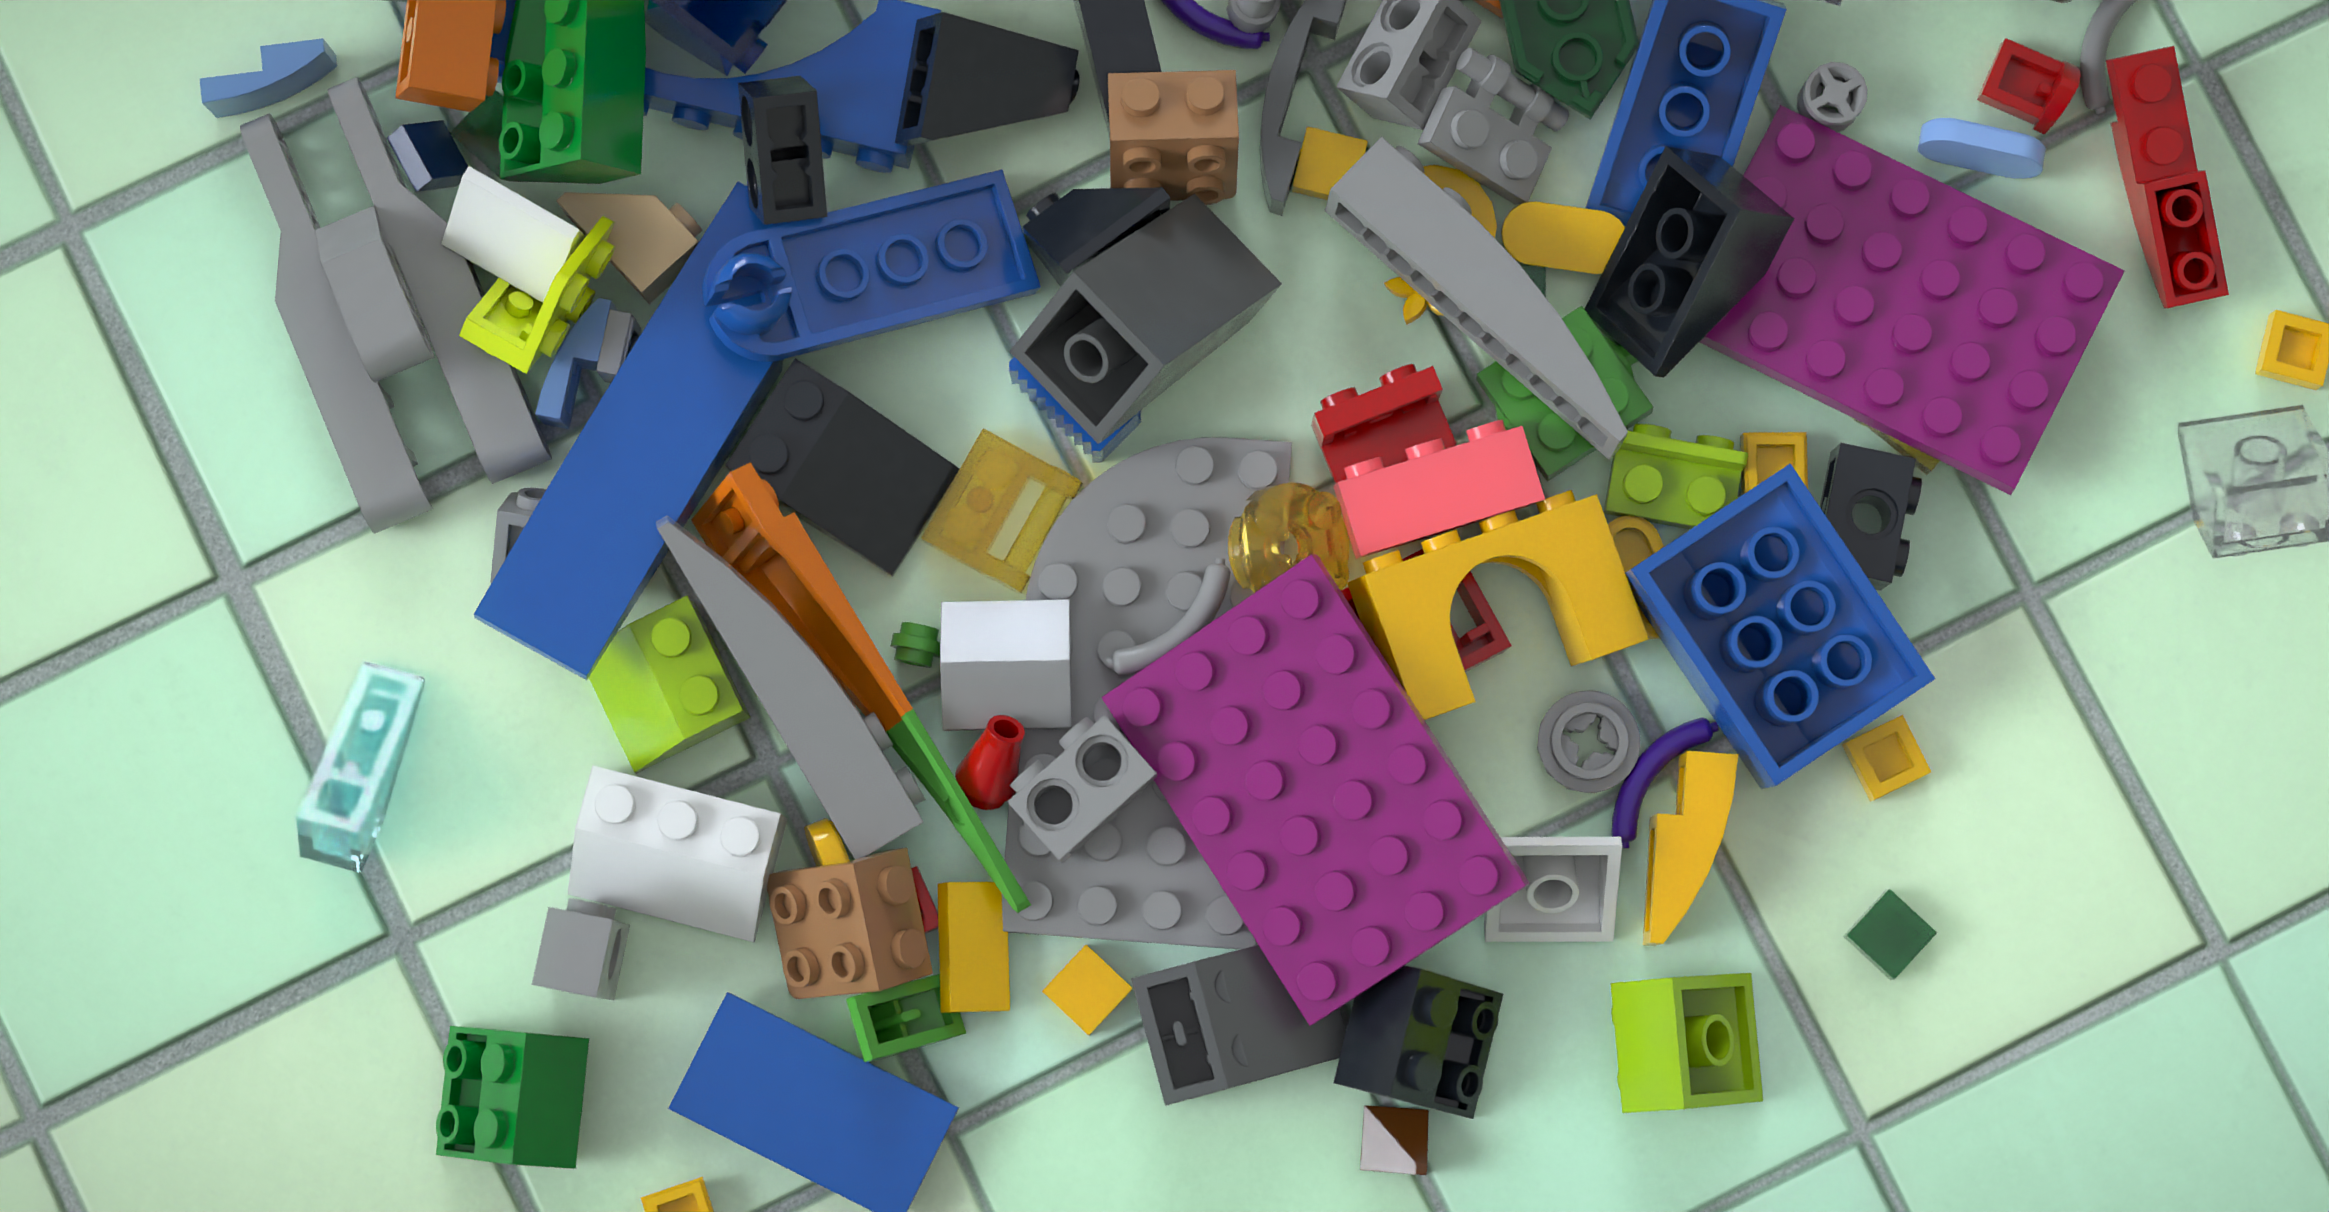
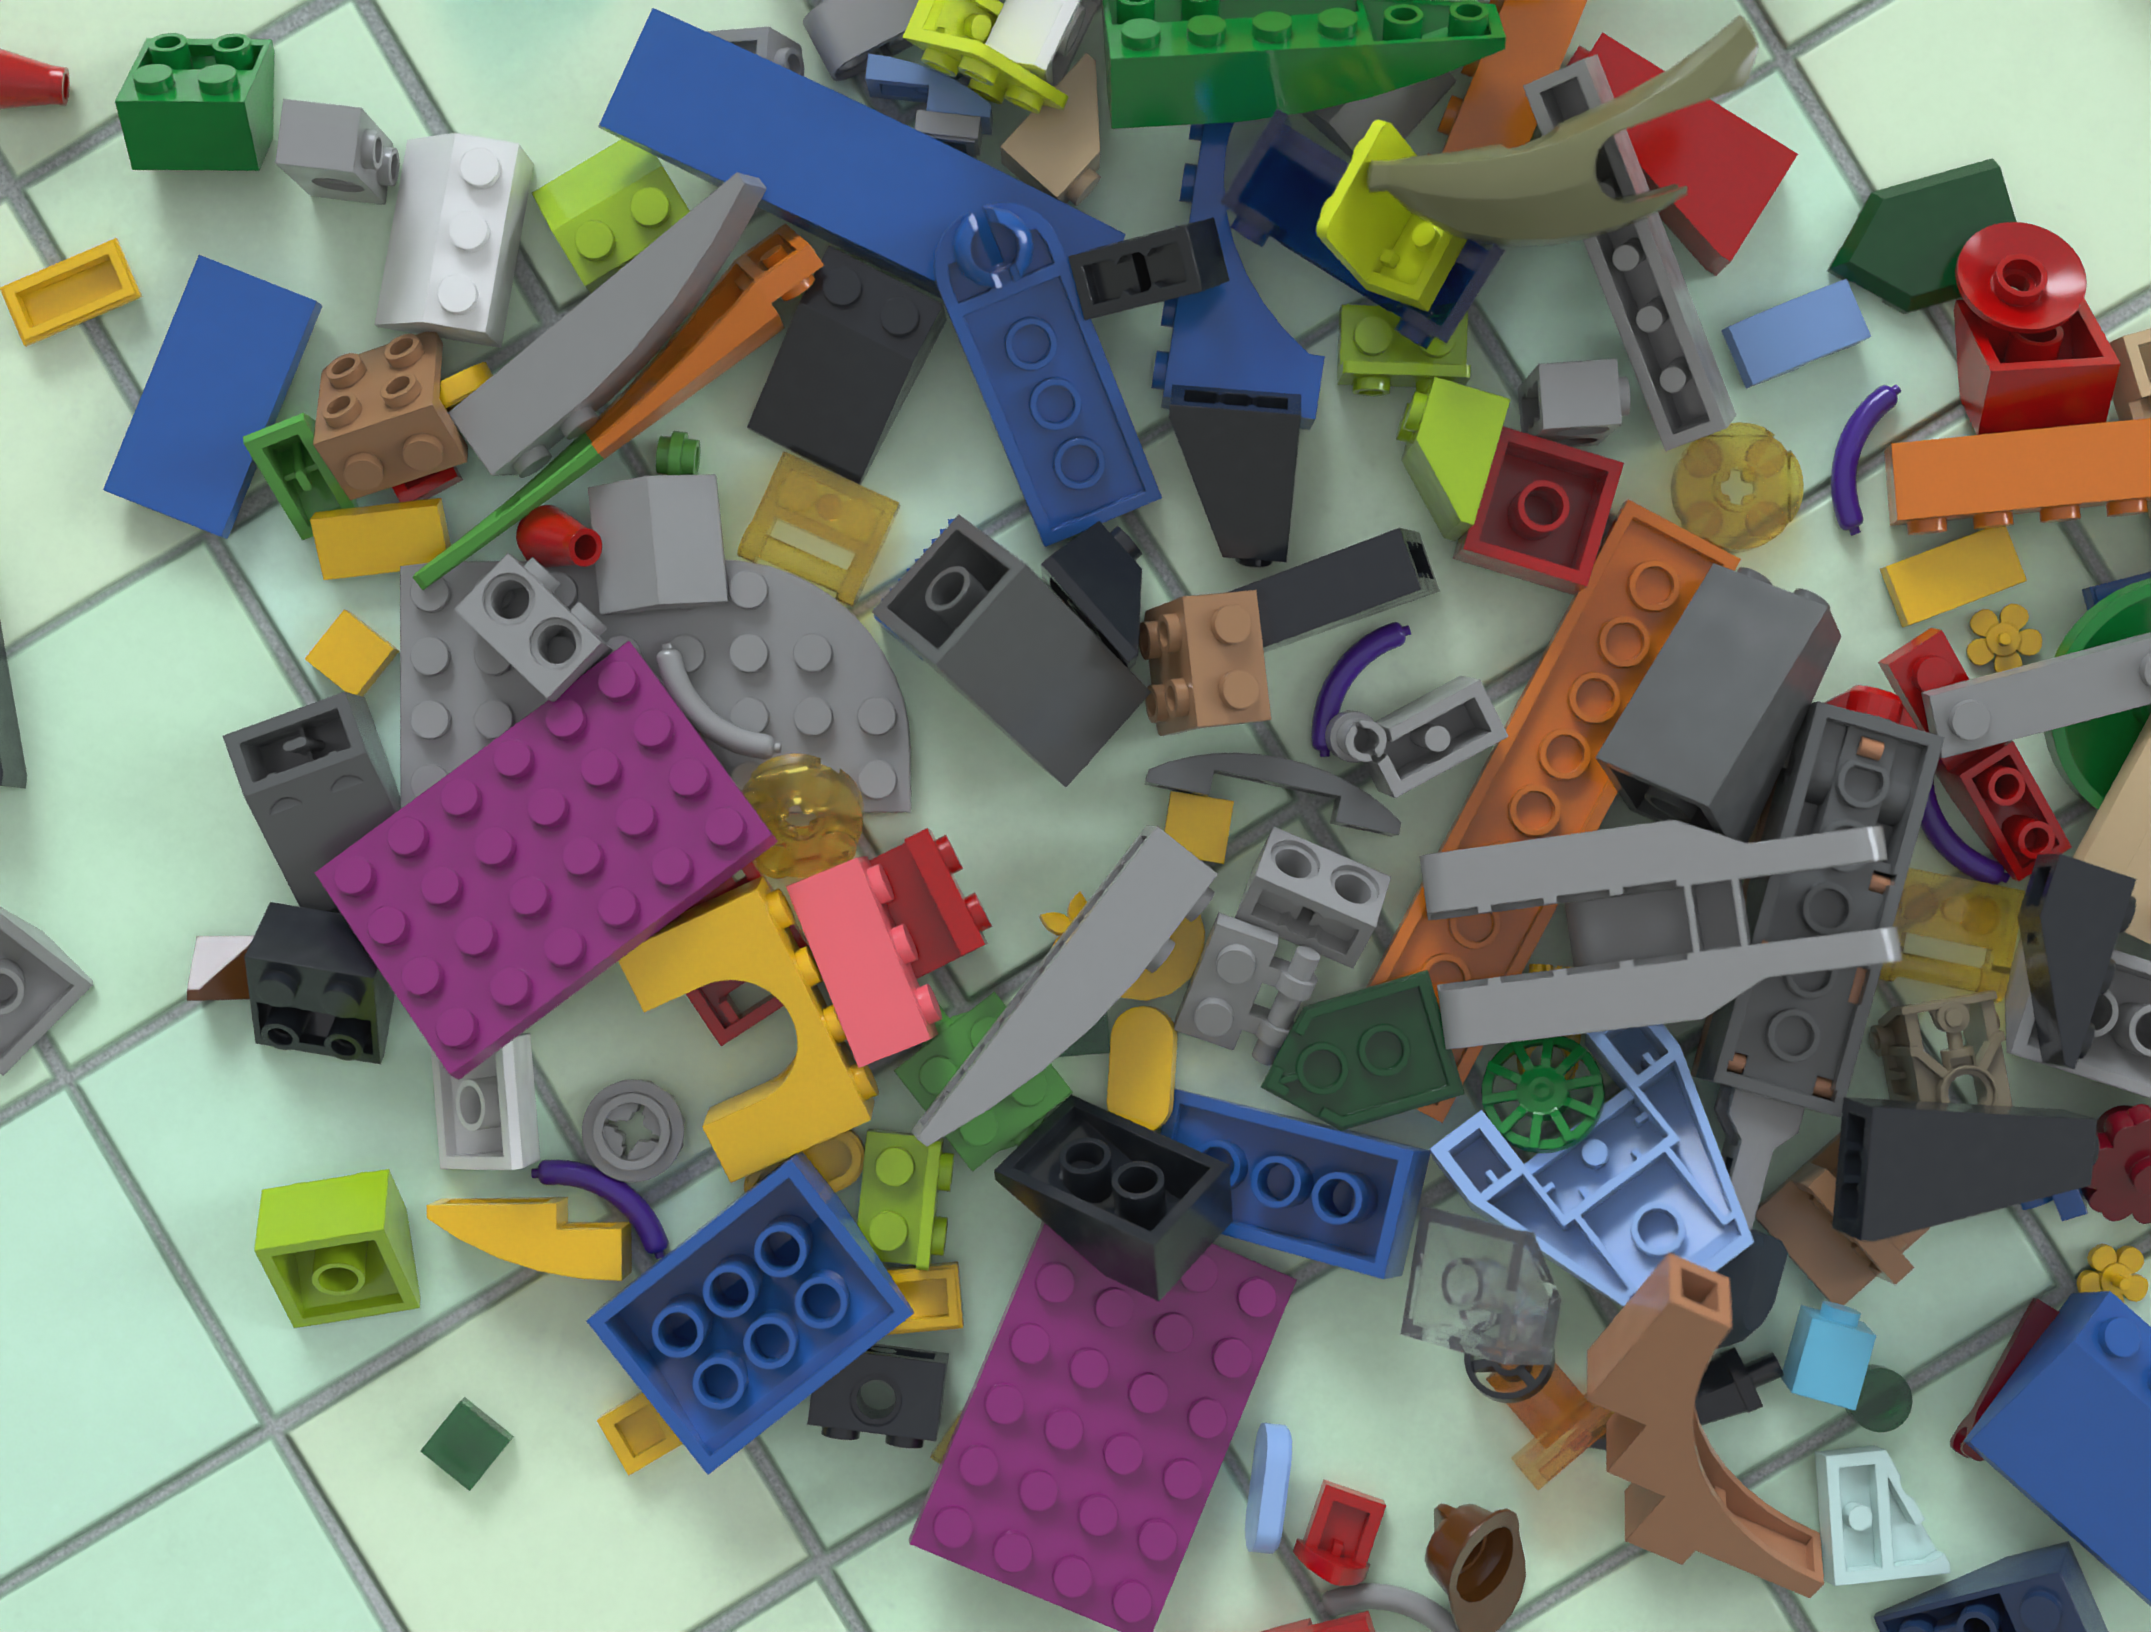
camera: 85 degrees right, 5 degrees up
(1842, 89) = (1314, 1342): light grey wheel -> none

